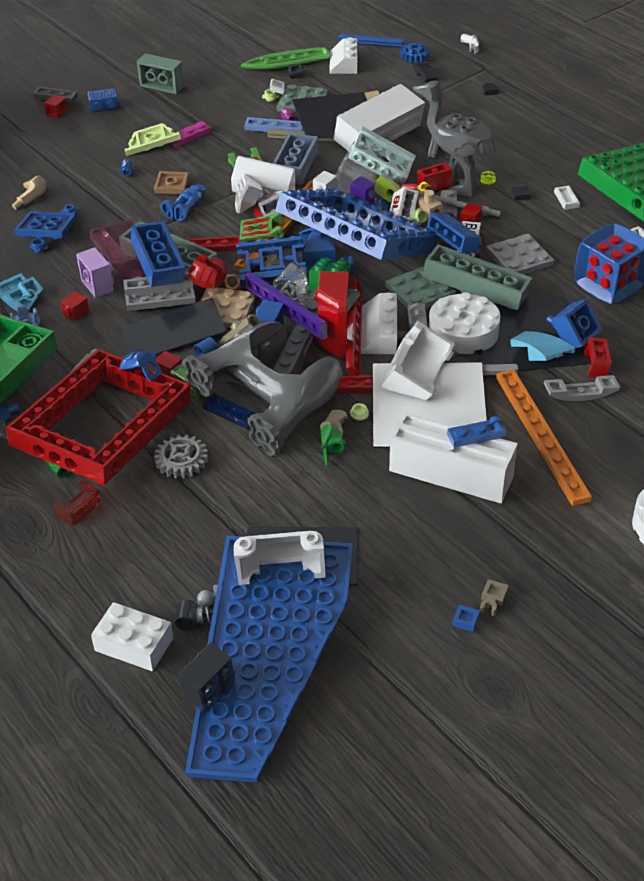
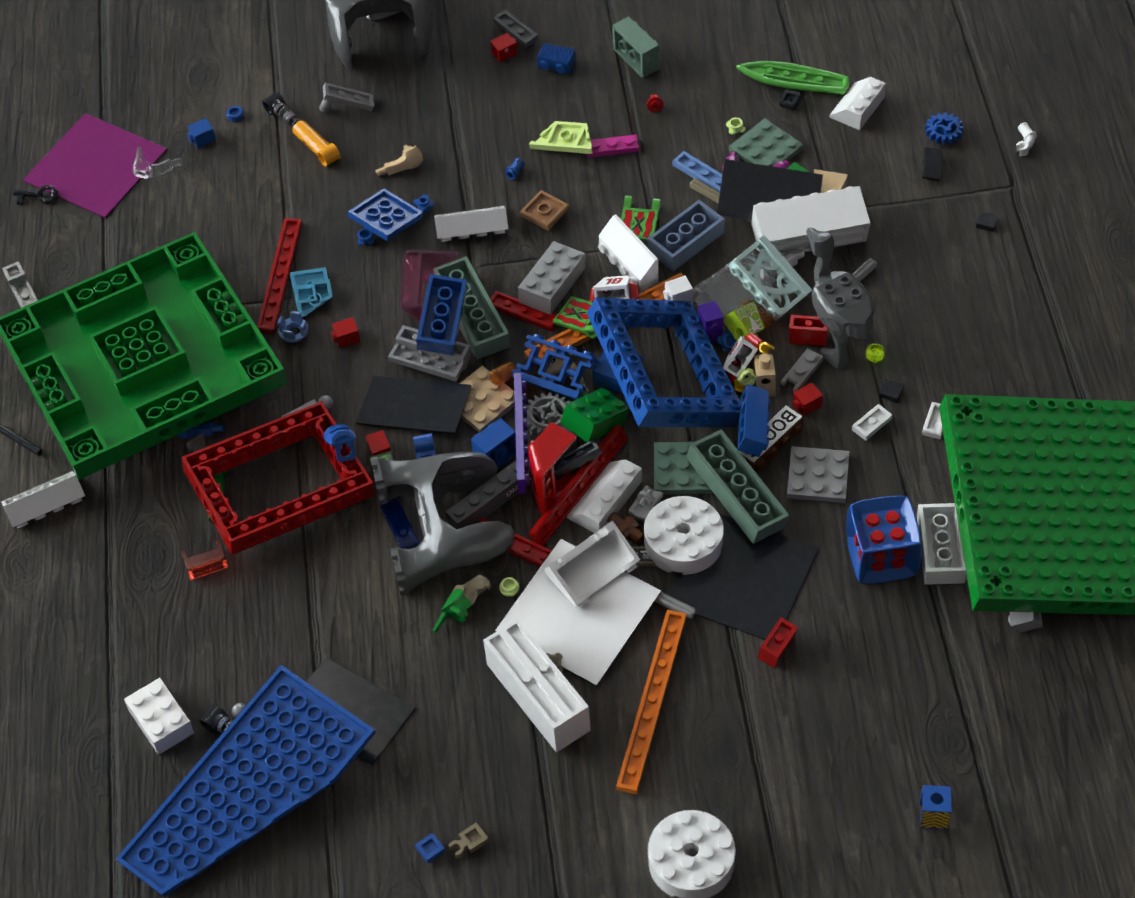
camera: 35 degrees right, 10 degrees up
(95, 272) = (386, 302): lavender brick -> none
(120, 206) = (471, 222): none -> white slope
(181, 452) = (317, 557): light grey gear -> none
(183, 204) = (544, 237): blue piece -> none
(201, 100) = (655, 103): none -> red plate
(207, 677) = (172, 790): black brick -> none
(208, 272) = (483, 355): red piece -> none
(216, 214) = (551, 277): none -> light grey brick
(239, 327) = (458, 443): dark tan piece -> none
(247, 193) = (596, 266): white wedge -> none
(277, 86) = (749, 117): white tile -> none
(279, 548) = (320, 714): white windscreen -> none
(296, 275) = (559, 397): clear animal -> none
(374, 40) = (912, 85): blue axle -> none
(477, 432) = (558, 676): blue plate -> none
(485, 211) = (829, 397): light grey bar -> none
(527, 212) = (872, 422): none -> white plate
(542, 345) = (734, 599): medium azure slope -> none
(576, 323) = (782, 594): blue piece -> none
(600, 388) = (732, 670): light grey slope -> none

